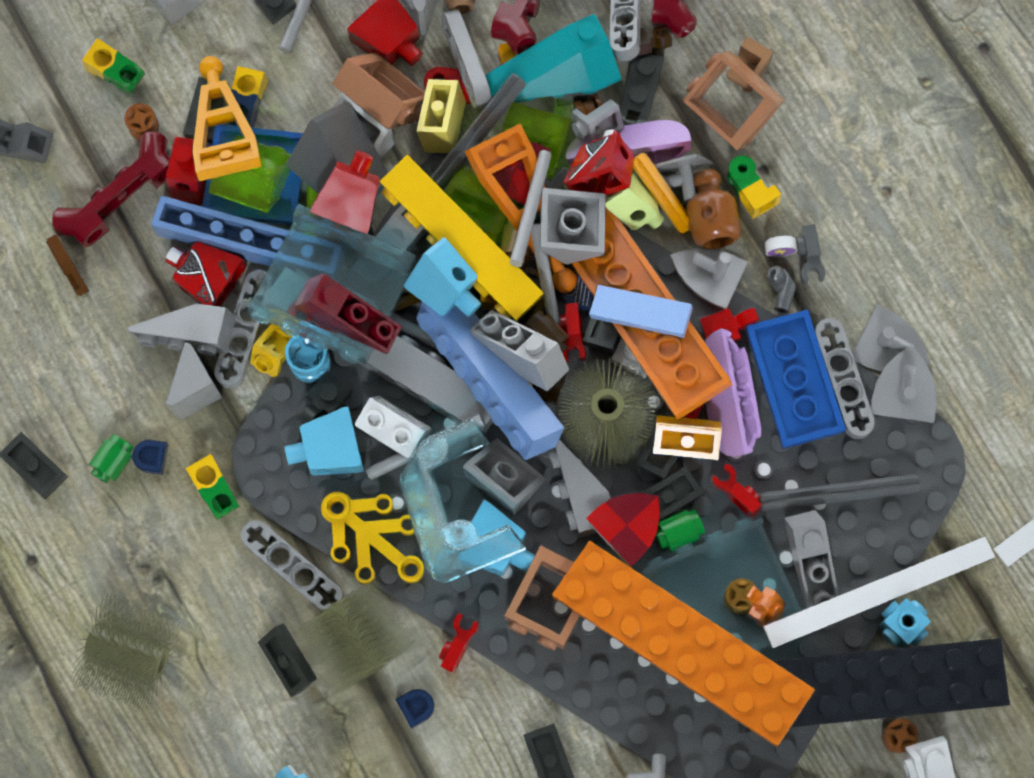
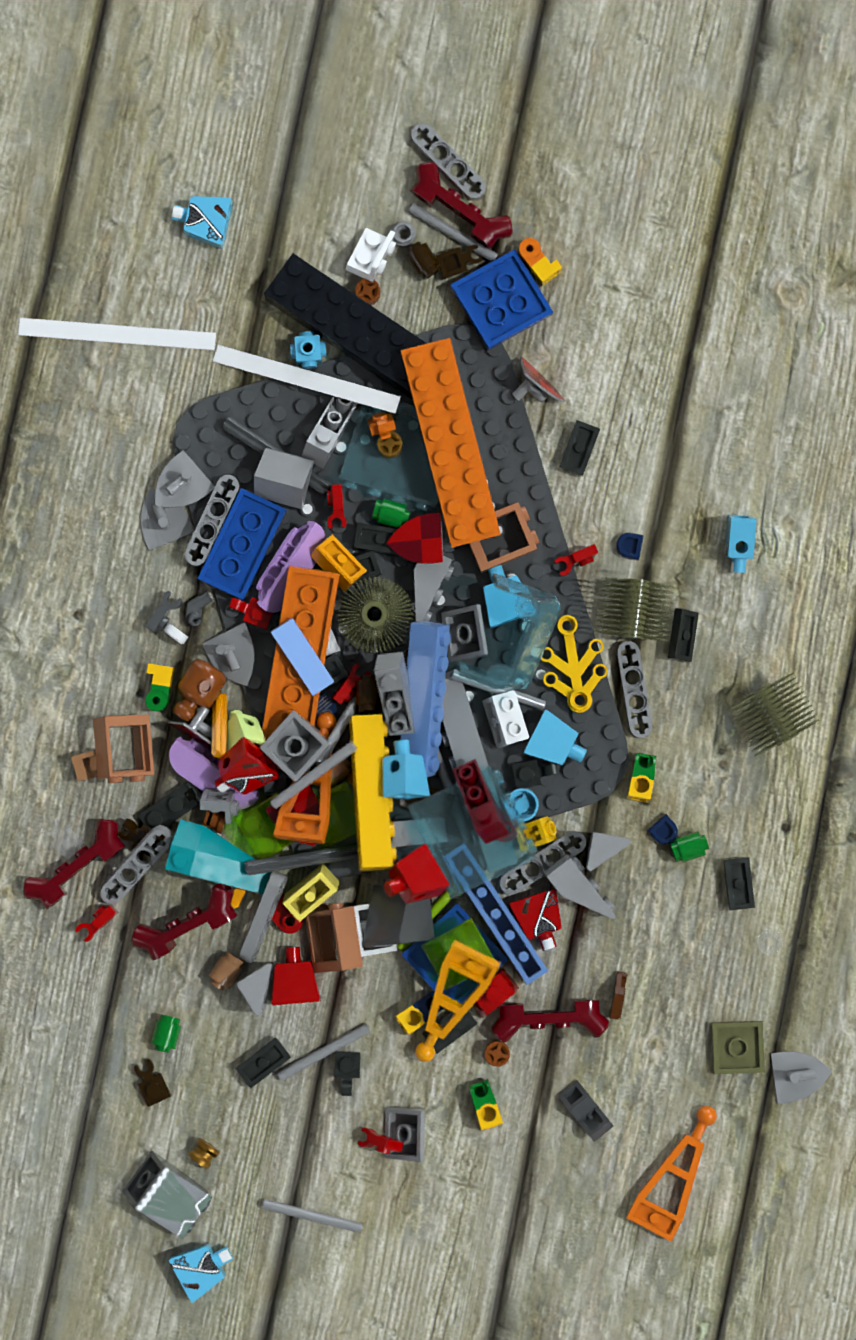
camera: 140 degrees left, 10 degrees up
(815, 474) = (283, 478): none -> light grey slope

